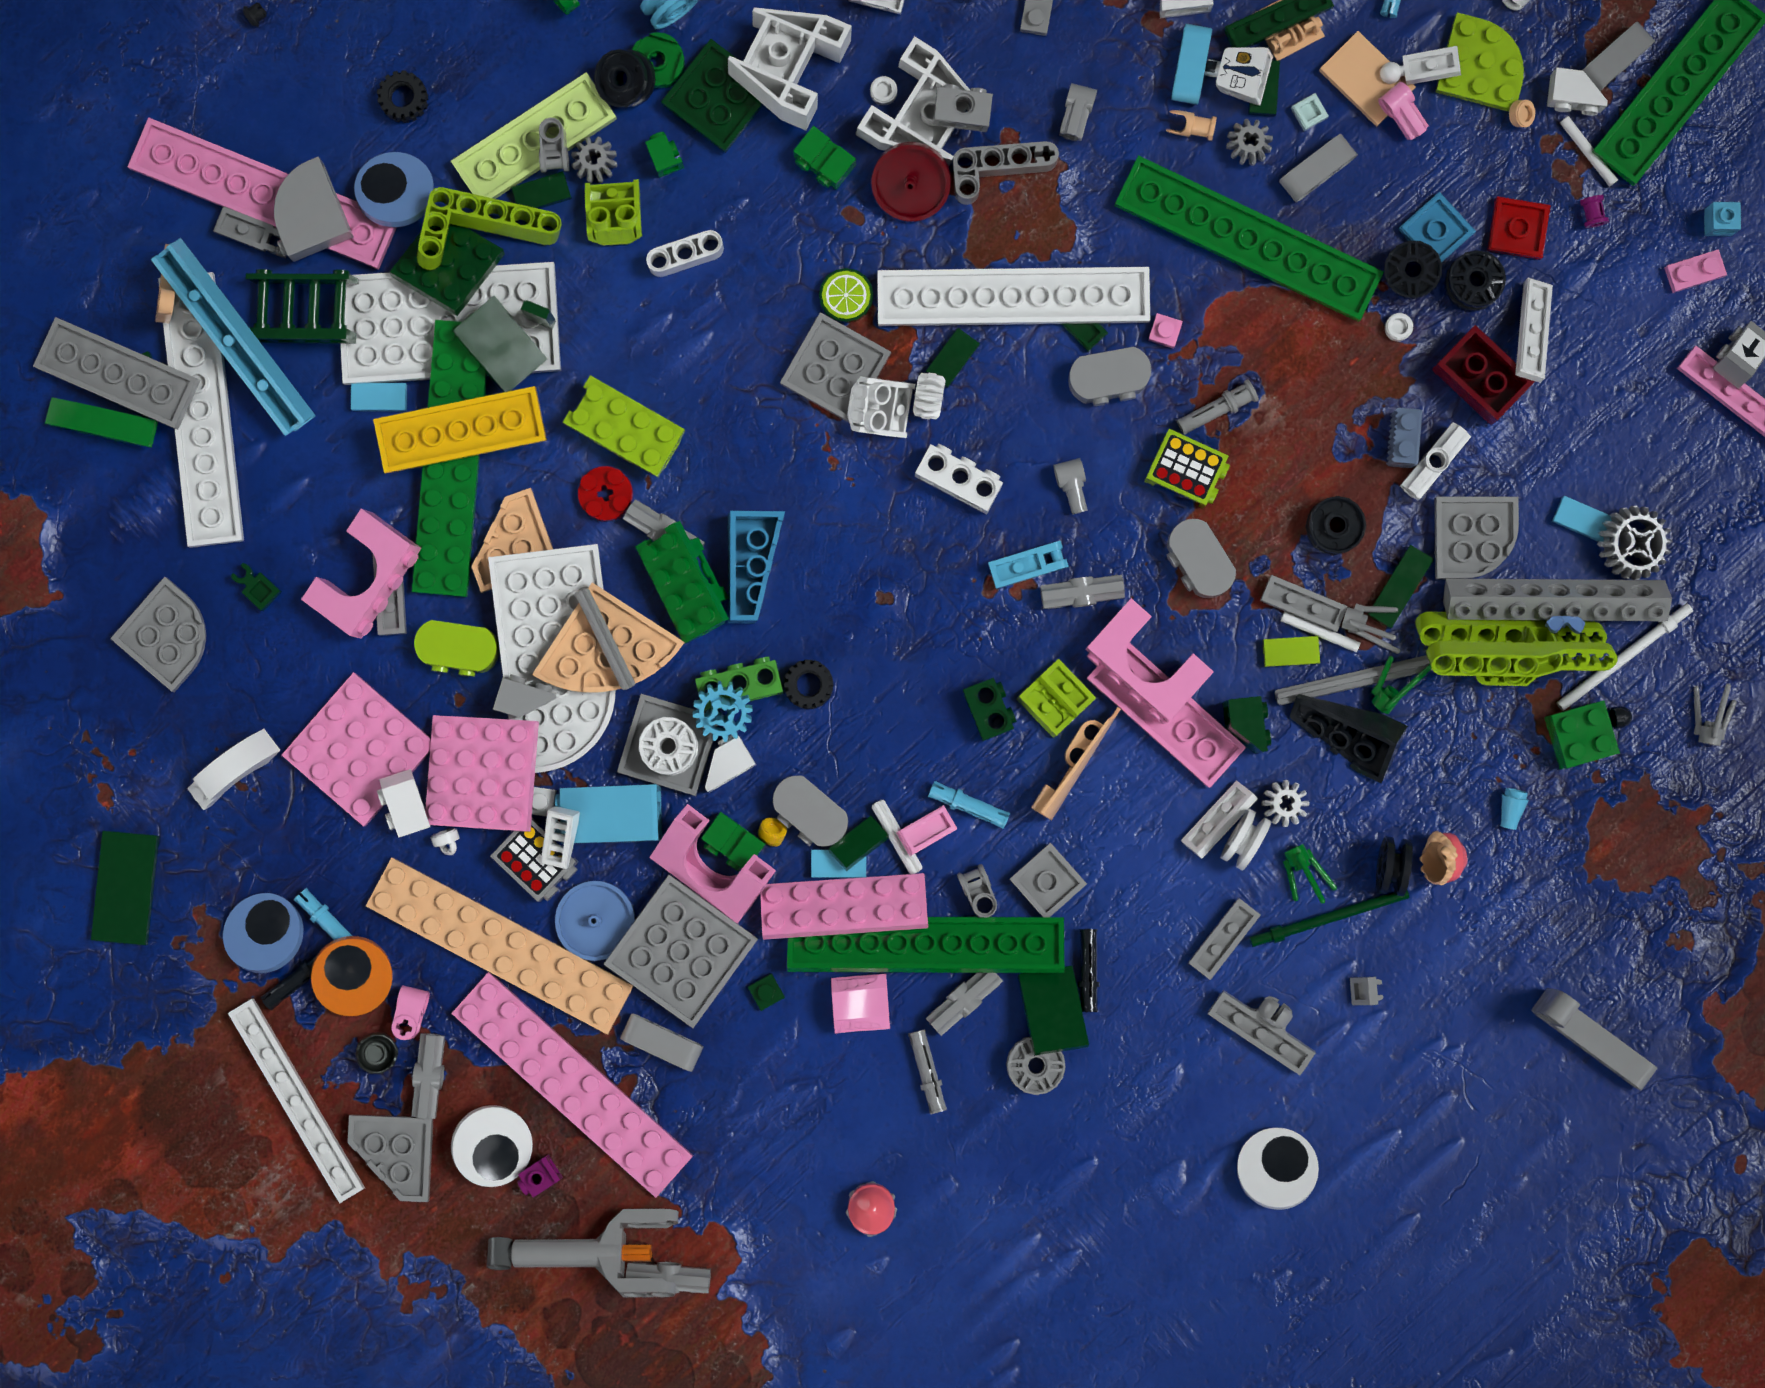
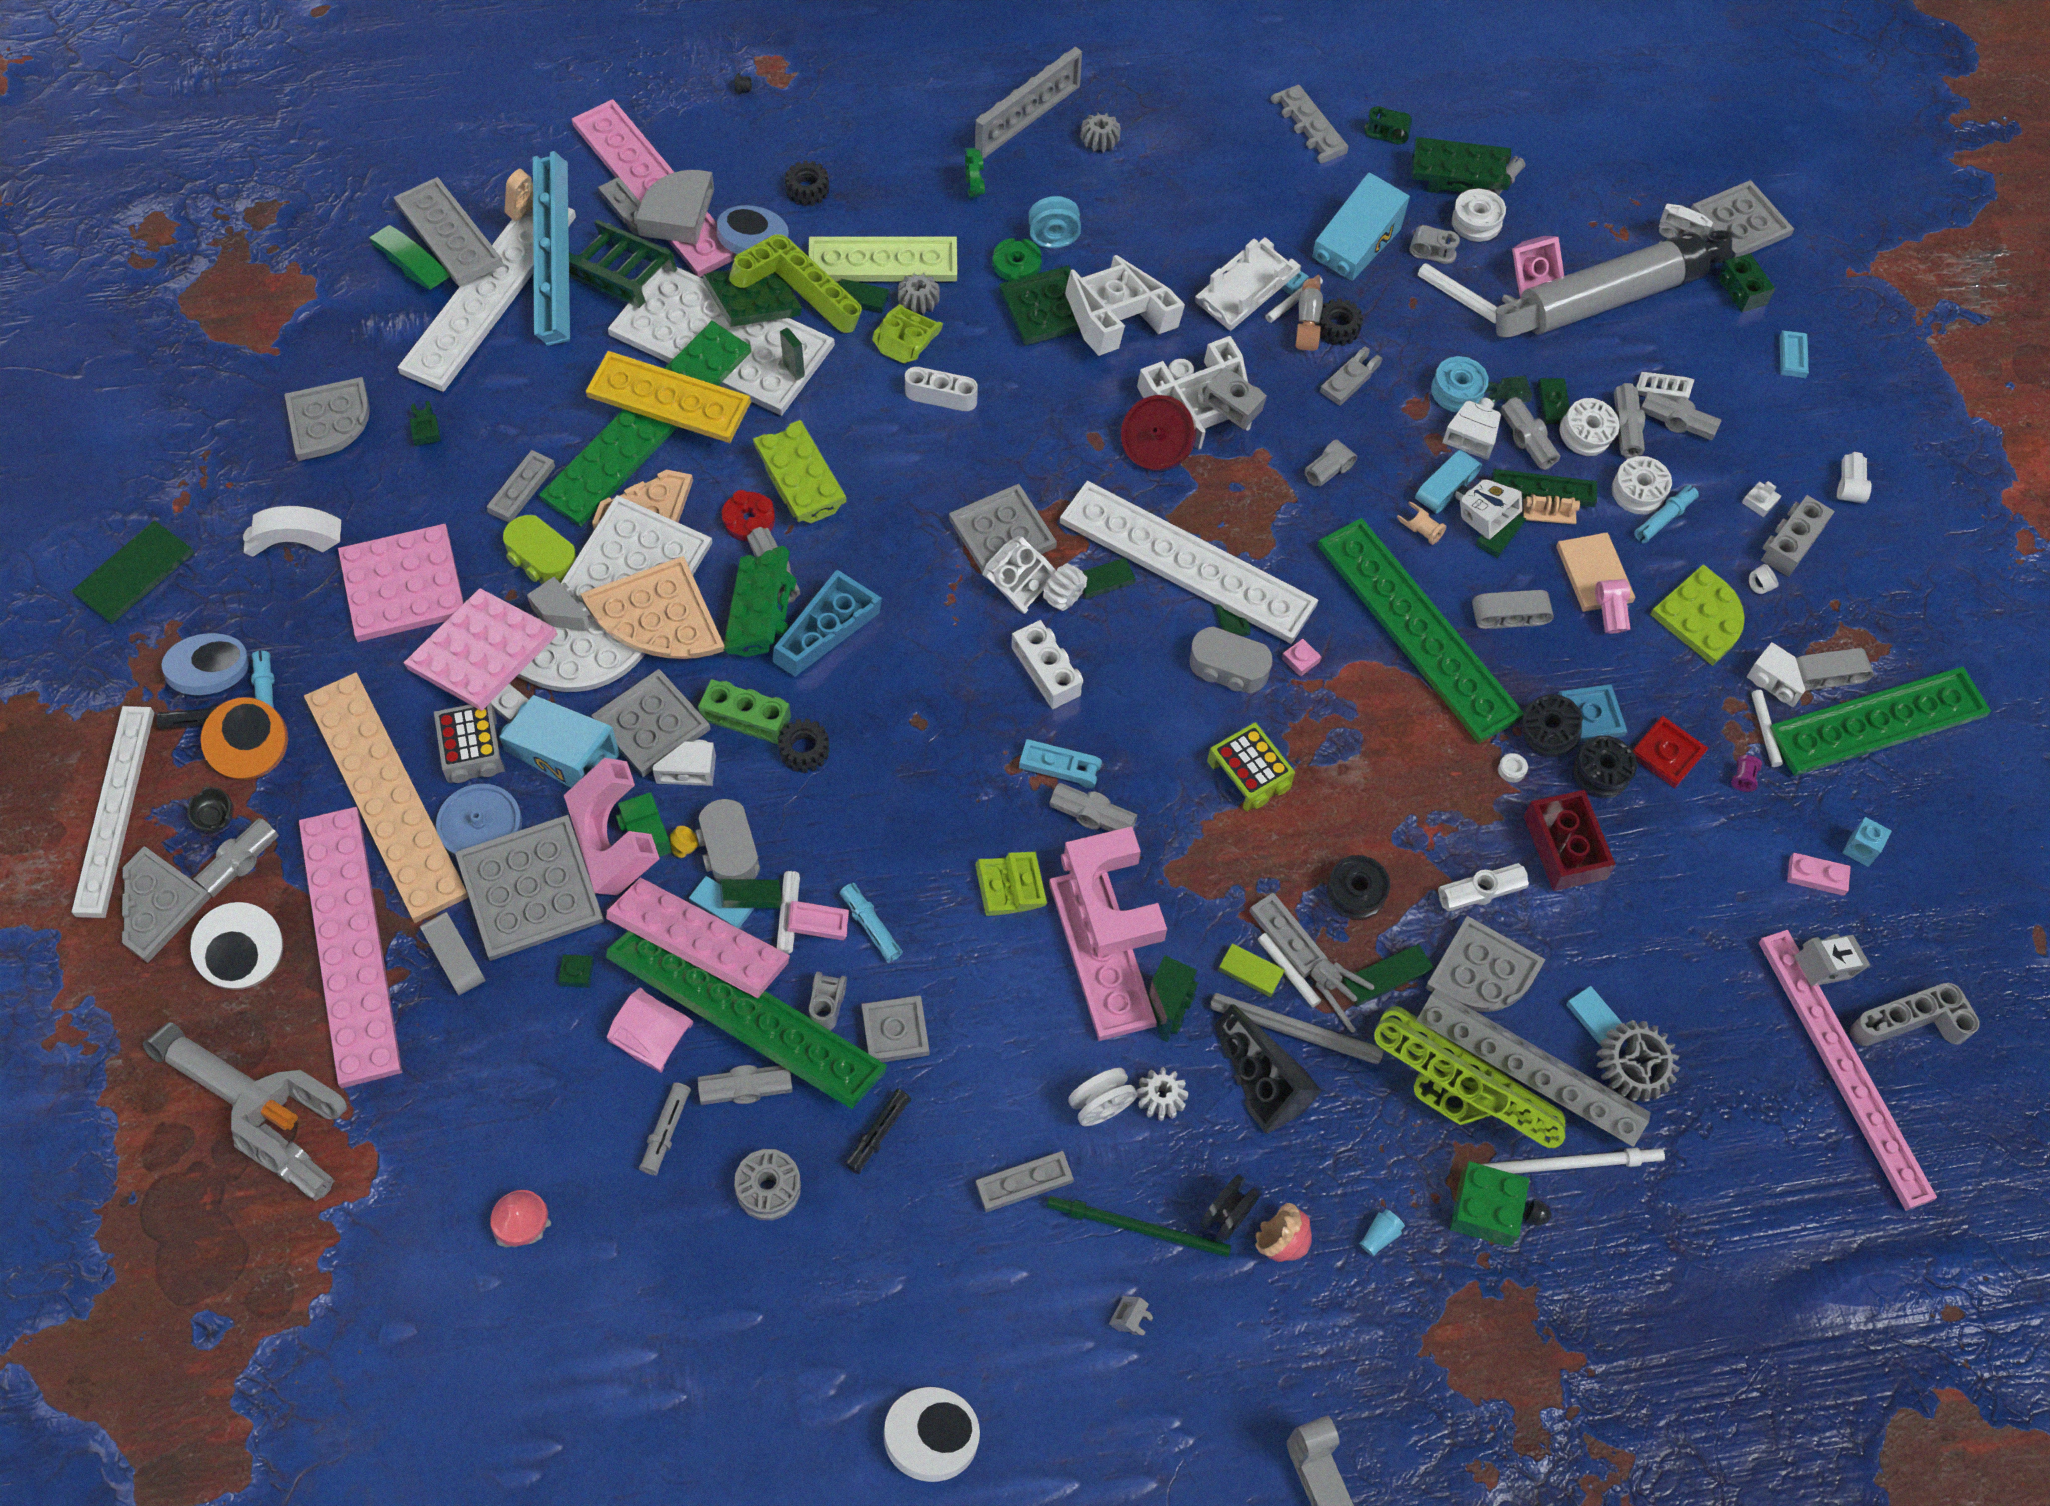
camera: 25 degrees right, 25 degrees down
(379, 397) = (626, 348): medium azure tile -> none
(393, 557) = (487, 477): bright pink arch -> none
(404, 803) = (399, 631): white brick -> none
(410, 1006) = (266, 797): bright pink piece -> none
(445, 837) = (410, 683): white tile -> none
(499, 345) = (747, 358): tile -> none
(548, 1172) = (261, 1005): magenta brick -> none
(553, 151) = (893, 261): light grey piece -> none
(568, 838) = (507, 712): white slope -> none
(605, 639) = (660, 601): light grey axle -> none
(609, 78) = (982, 251): black wheel -> none
(651, 746) = (647, 700): white wheel -> none
(663, 154) = (974, 319): green brick -> none
(732, 706) = (713, 722): medium azure gear -> none
(824, 158) = (1099, 386): green brick -> none
(846, 295) = (1049, 487): lime tile -> none
(981, 711) = (942, 854): dark green brick -> none
(1005, 167) = (1242, 462): light grey beam -> none
(1050, 800) = (996, 940): light nougat panel -> none
(1053, 1011) = (818, 1142): dark green tile -> none
(1070, 478) = (1143, 718): light grey pin -> none
(1200, 559) = (1216, 844): light grey brick -> none
(1219, 819) = (1071, 1075): white plate -> none
(1228, 402) = (1321, 738): light grey pin -> none
(1249, 151) = (1463, 559): light grey gear -> none
(1264, 1029) = (1008, 1289): light grey plate -> none
(1299, 859) = (1143, 1153): green plant -> none
(1309, 112) = (1530, 569): light aqua tile -> none
(1388, 697) = (1318, 1059): green plant -> none
(1404, 438) = (1465, 851): sand blue brick -> none
(1423, 66) = (1652, 582): white plate -> none
(1522, 113) = (1720, 665): light nougat tile -> none
(1534, 330) = (1637, 829): white tile -> none
(1555, 623) = (1521, 1079): medium blue piece -> none
(1713, 732) = (1624, 1282): light grey plant -> none

